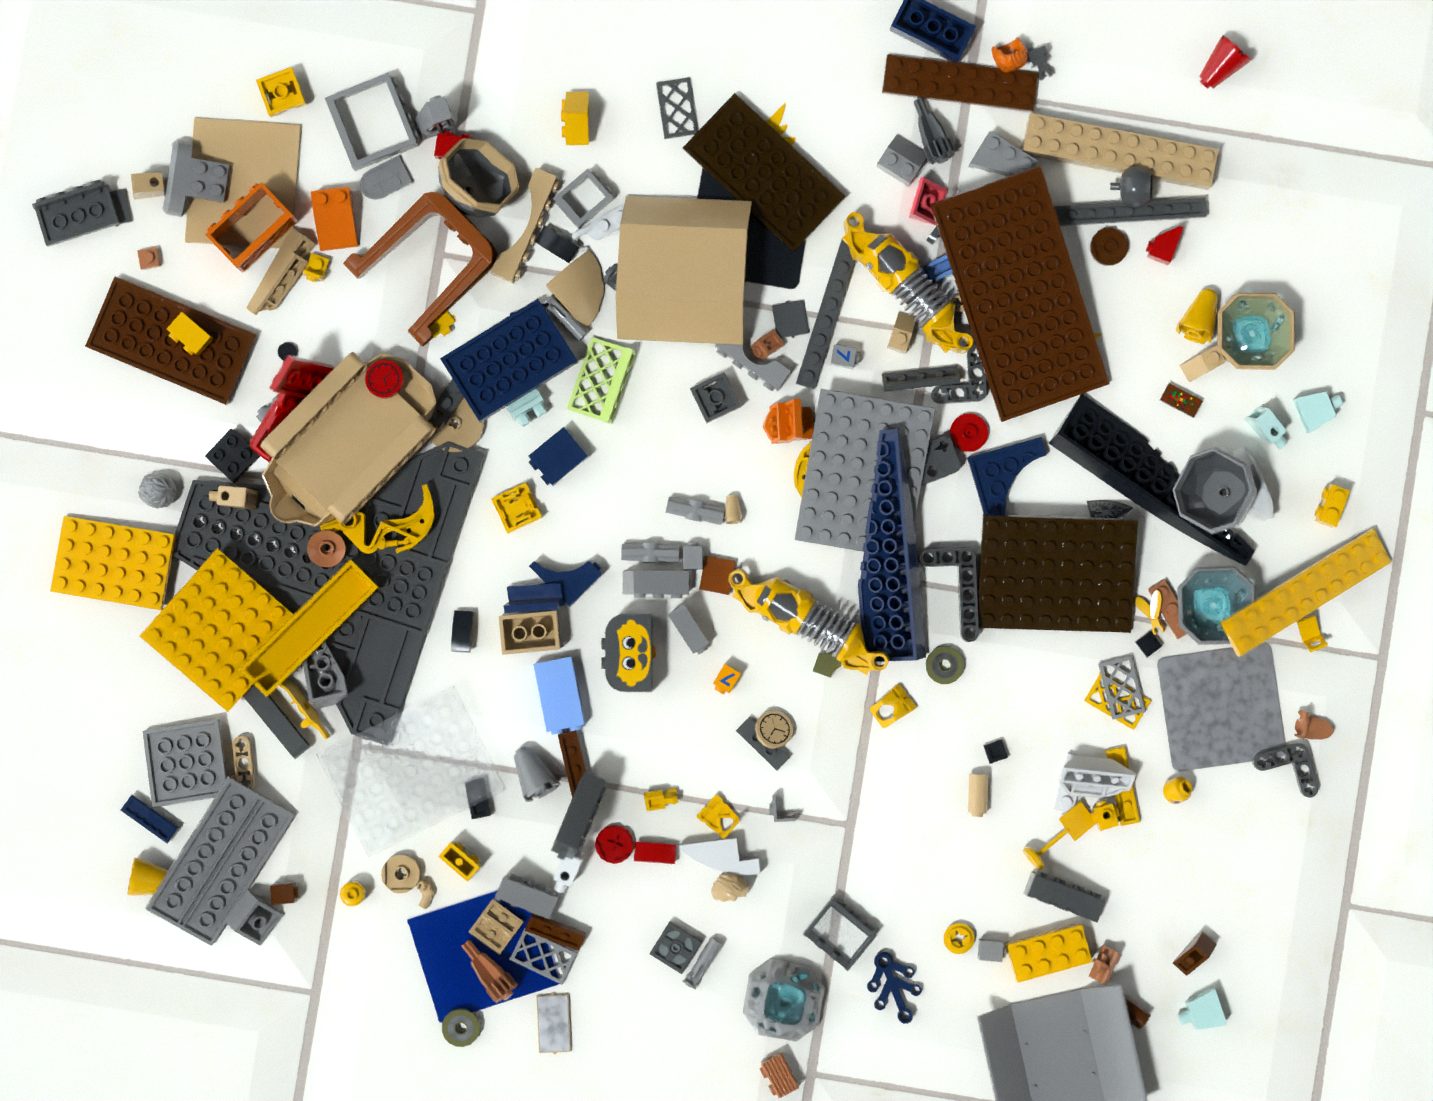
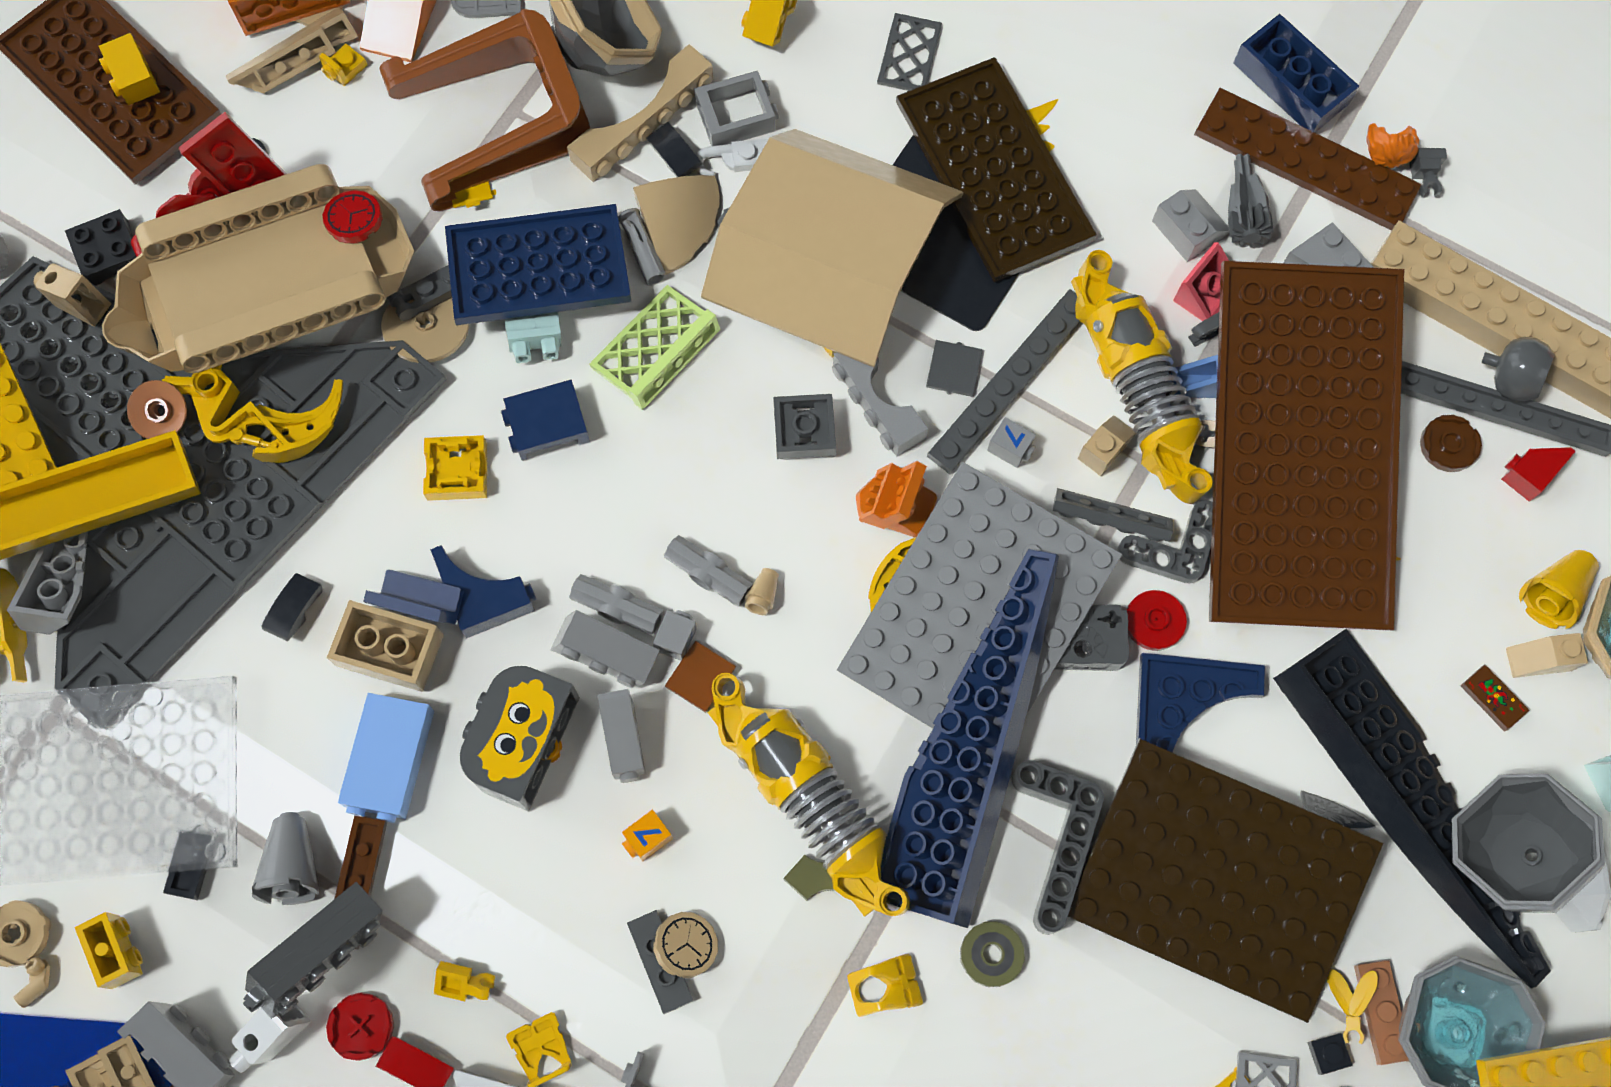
camera: 20 degrees right, 15 degrees down
(767, 345) = (908, 386): nougat bracket -> none

